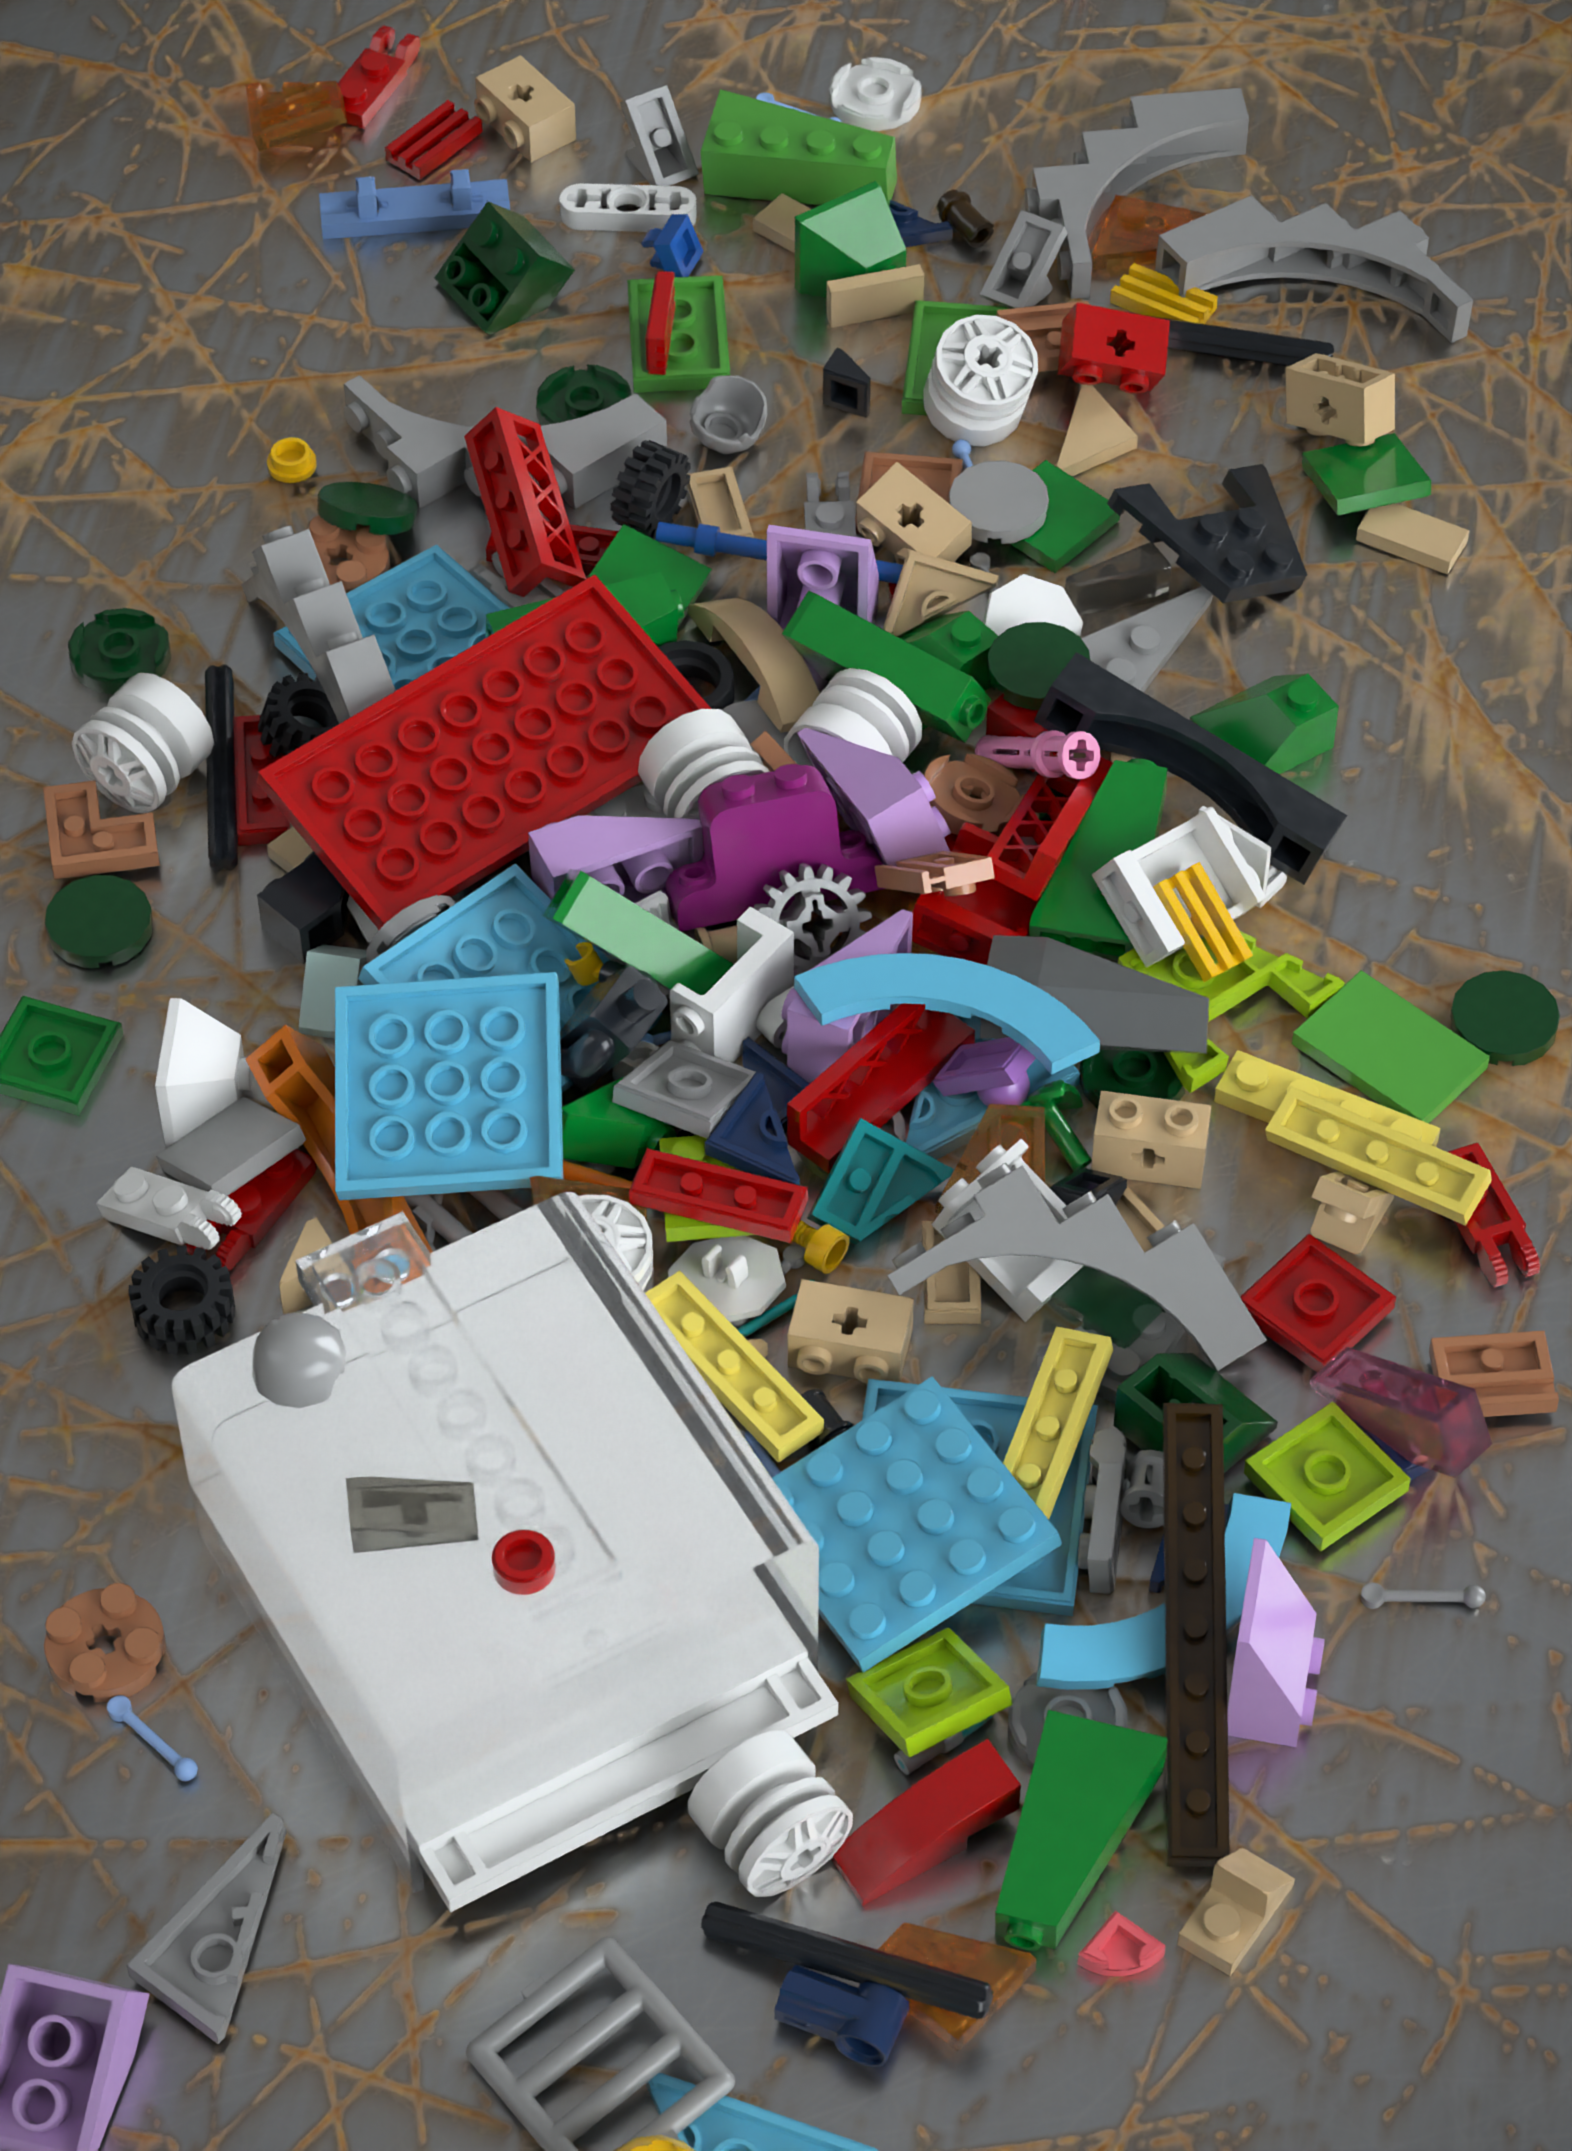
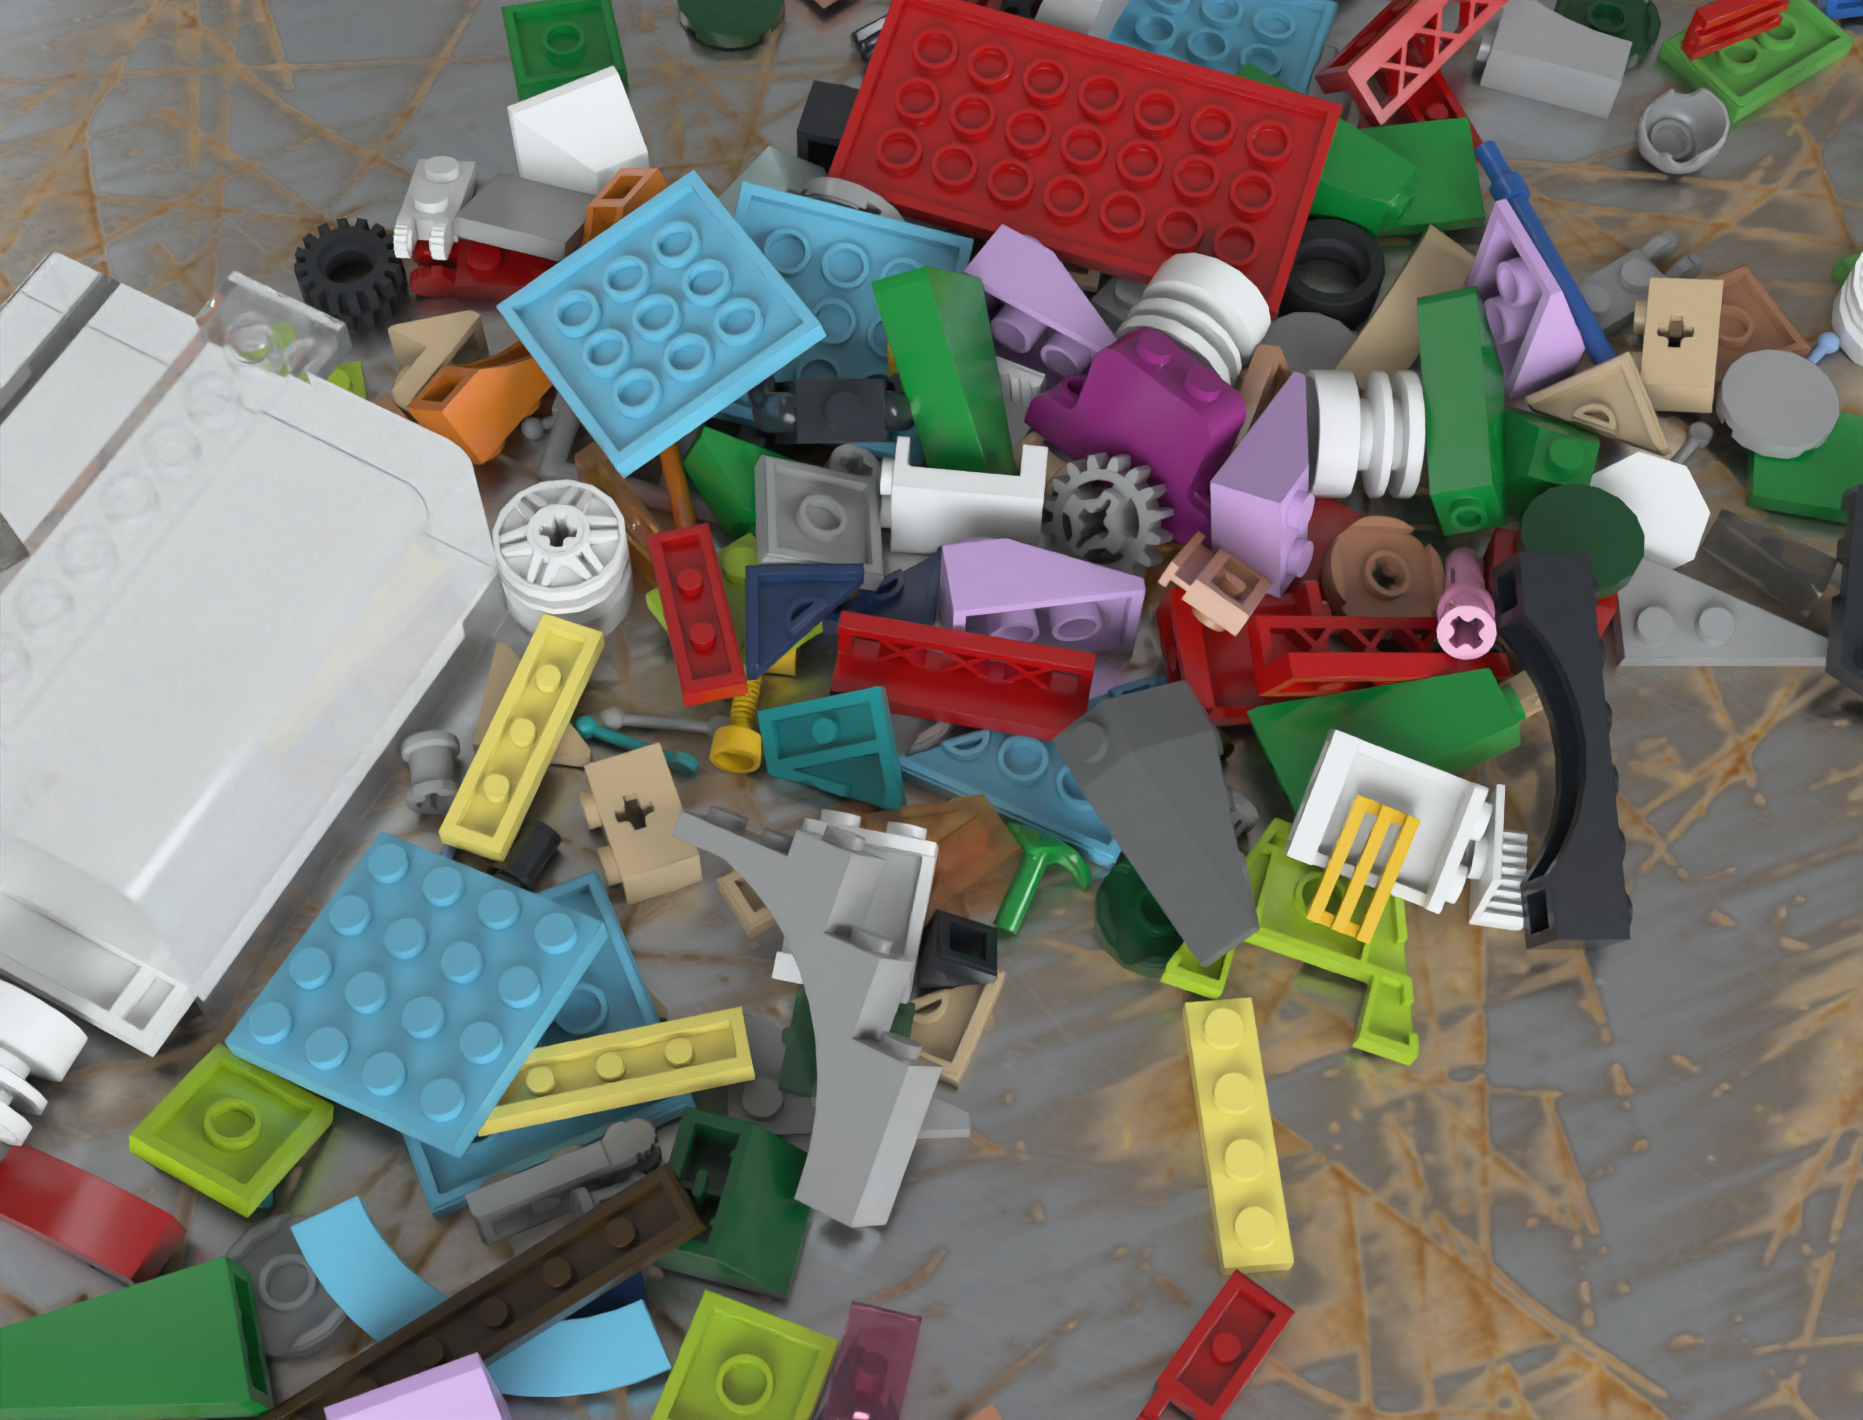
camera: 55 degrees right, 10 degrees up
(297, 1360) = (96, 327): light grey hair -> none
(650, 487) = (1545, 95): black tyre -> none
(718, 502) = (1575, 188): tan tile -> none
(734, 1274) = (639, 688): white piece -> none
(846, 385) = (1808, 200): black slope -> none
(952, 987) = (1065, 676): medium azure tile -> none
(990, 1068) = (1028, 776): medium lavender tile -> none
(1151, 1139) = (1066, 973): tan brick -> none
(1276, 721) = (1704, 804): green slope -> none
(1316, 1303) = (968, 1254): red plate -> none
(1348, 1211) = (1124, 1220): tan slope -> none
(1378, 1155) = (1190, 1218): light yellow plate -> none
(1390, 1049) = (1369, 1155): bright green tile -> none
(1506, 1016) = (1502, 1252): dark green tile -> none

